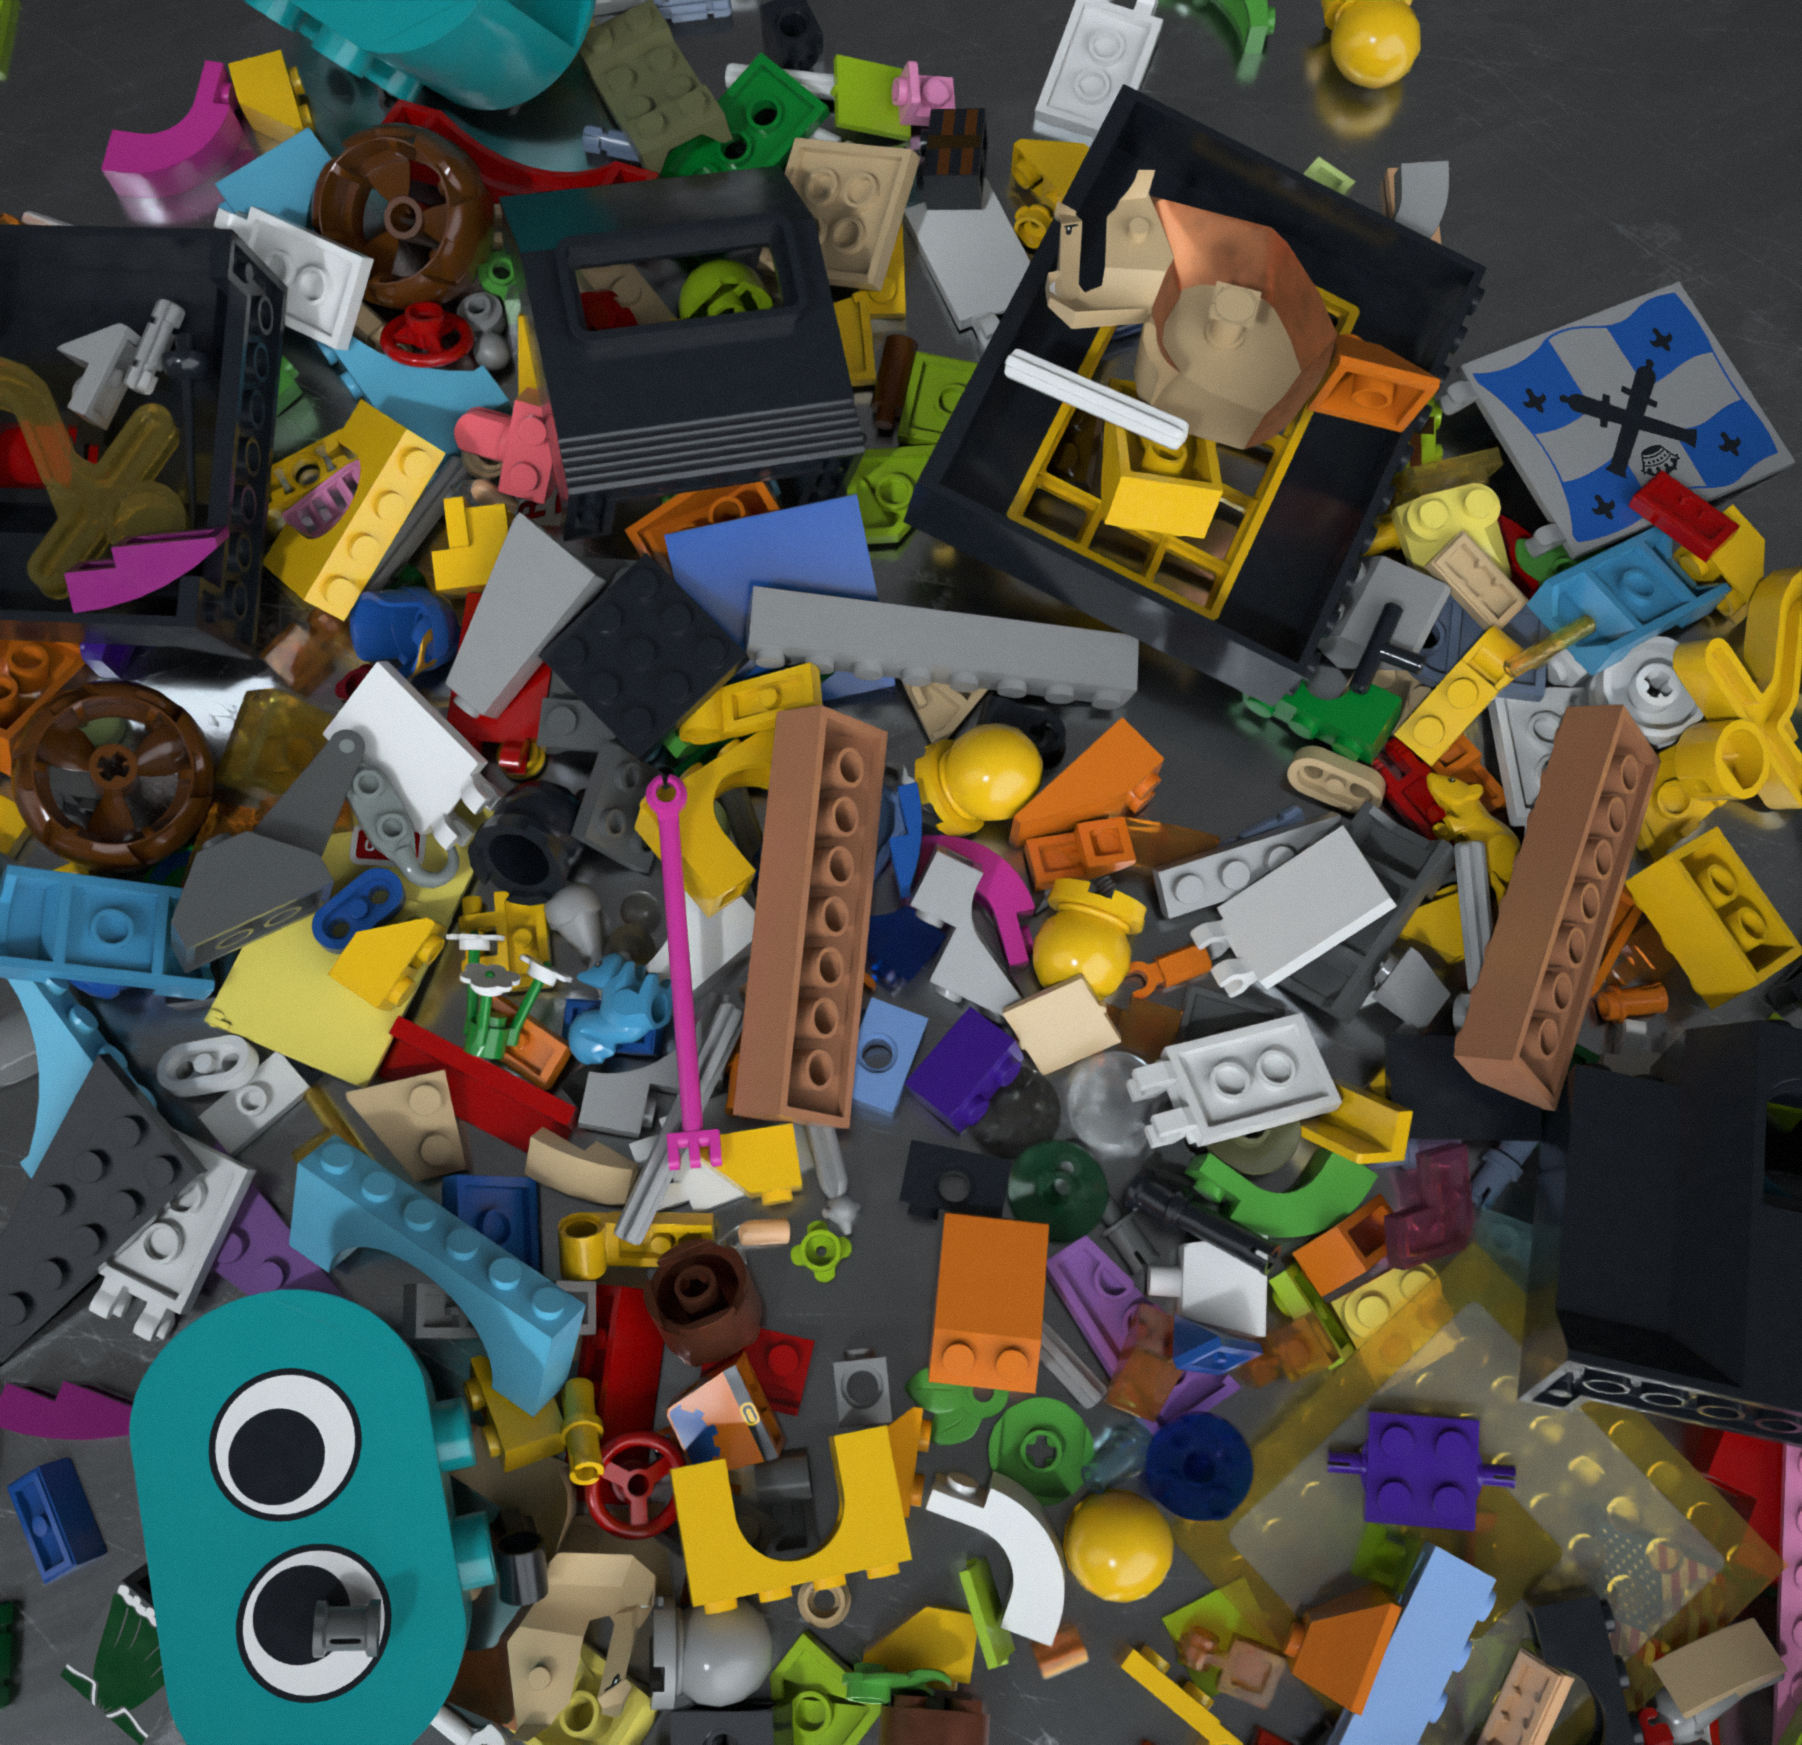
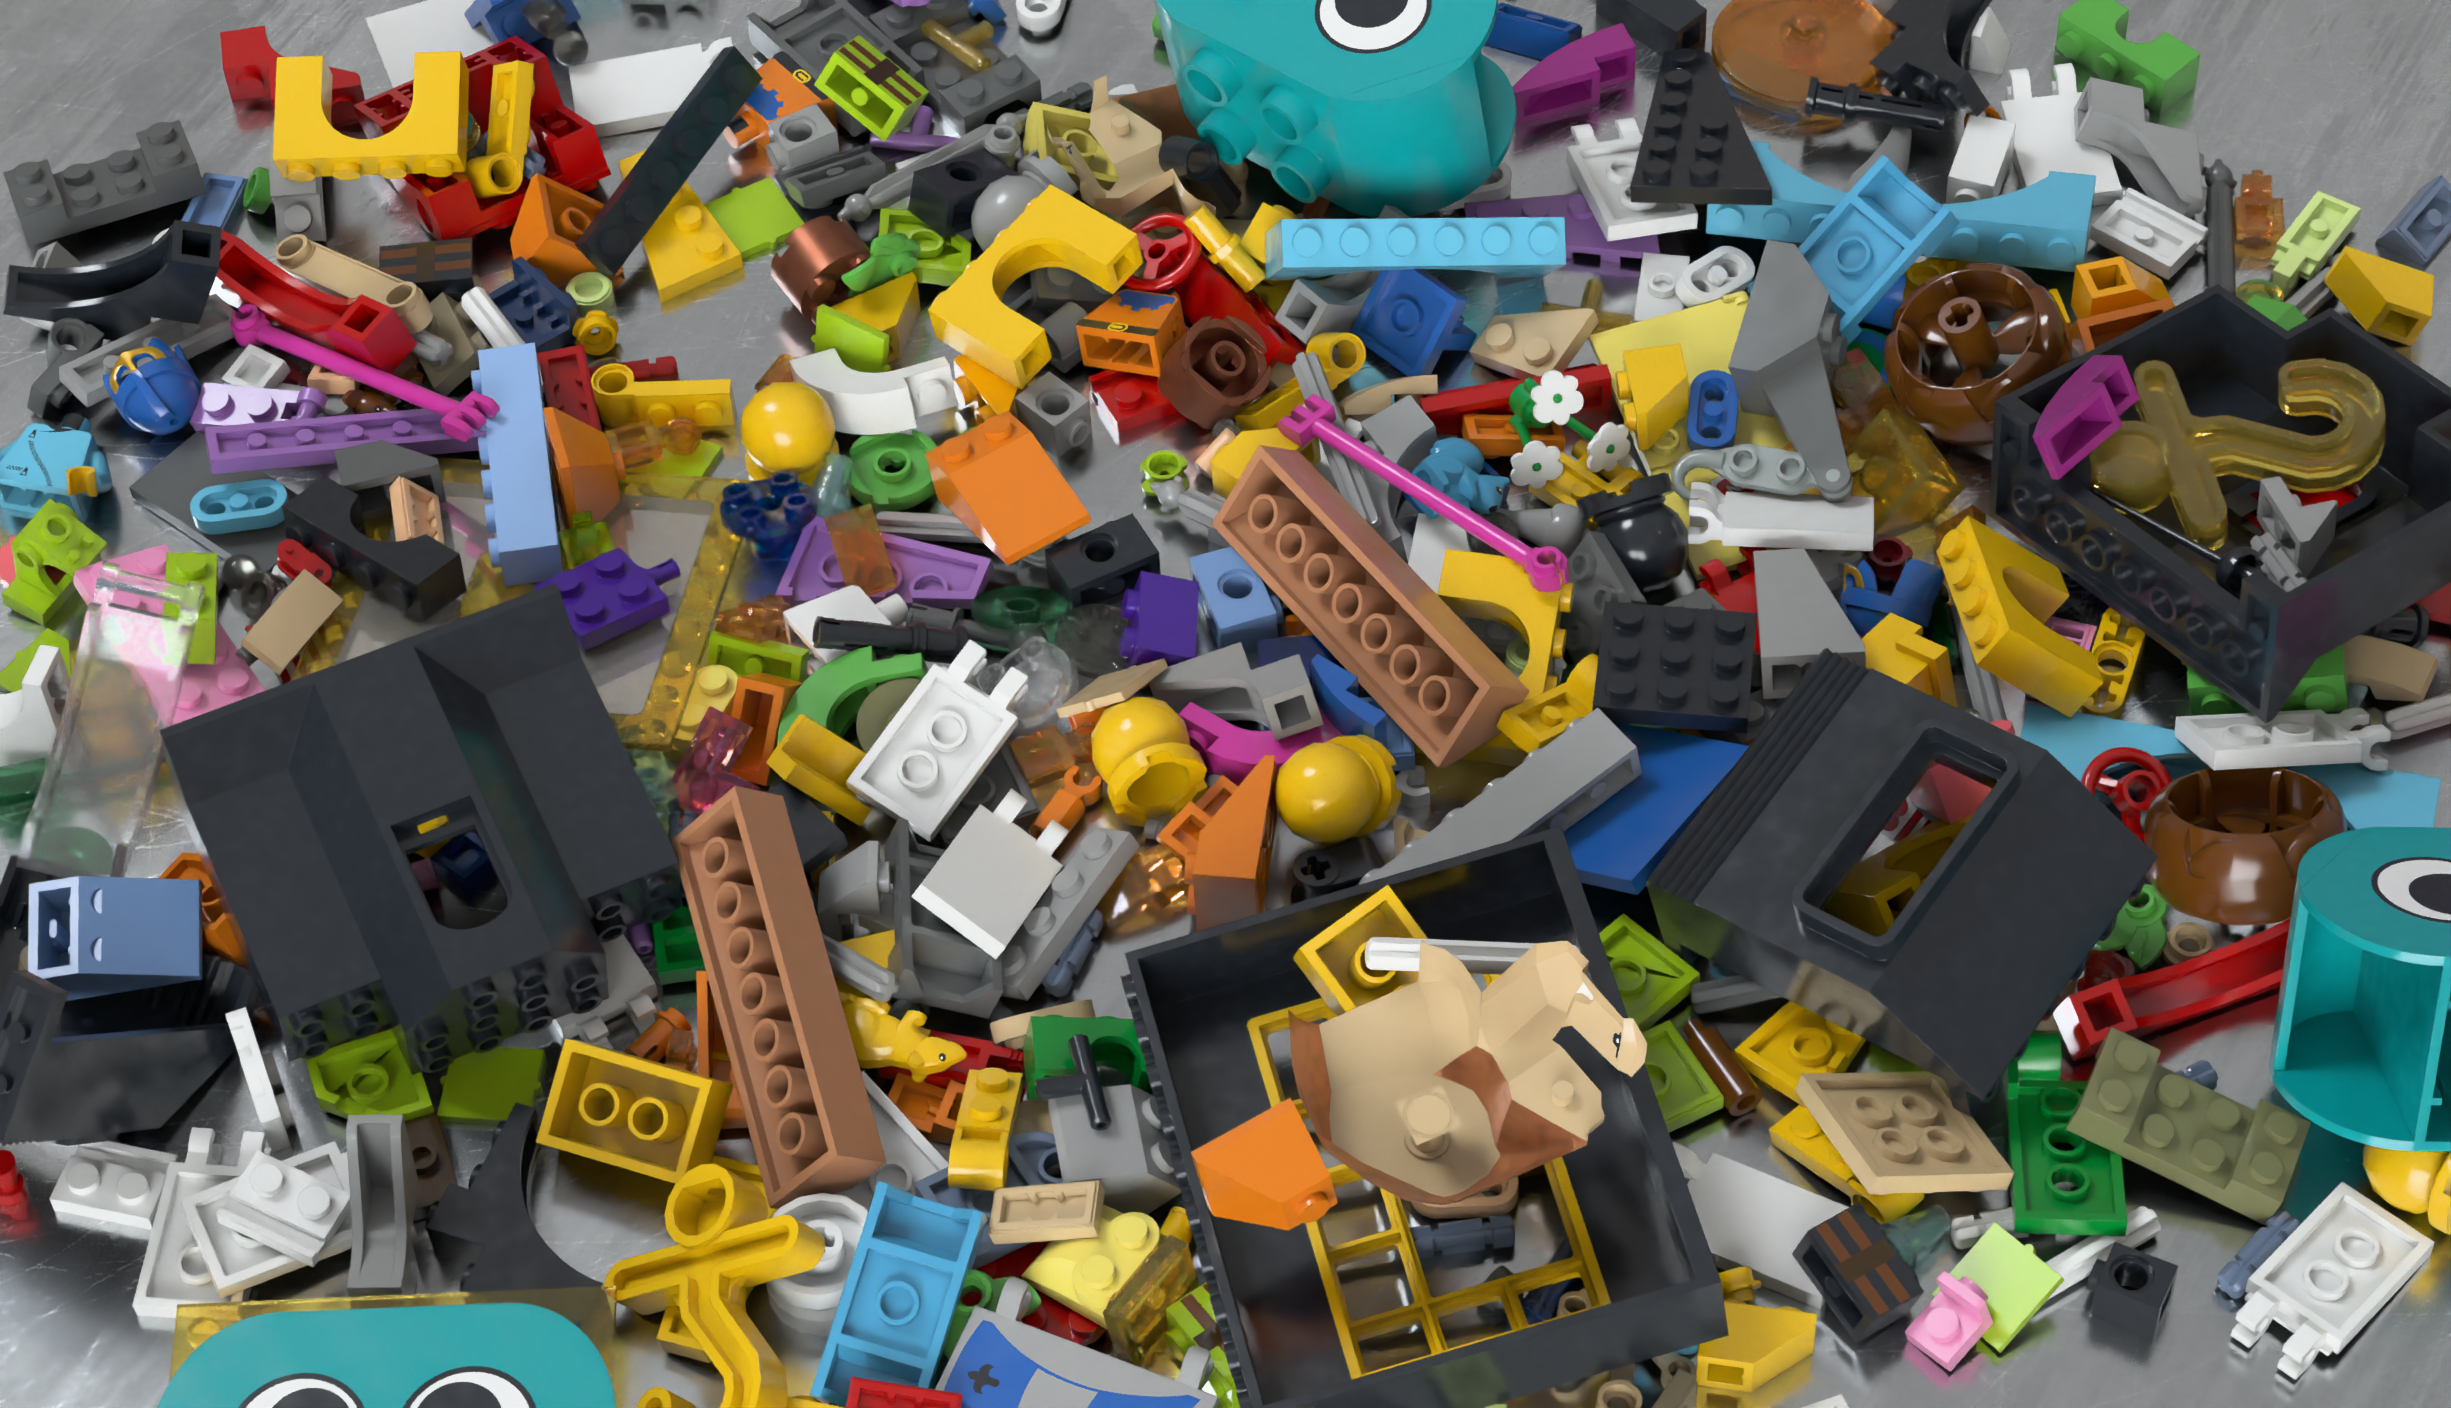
camera: 145 degrees right, 25 degrees down
(1209, 1349) = (822, 564): blue slope -> none
(1543, 651) = (936, 1179): clear yellow piece -> none

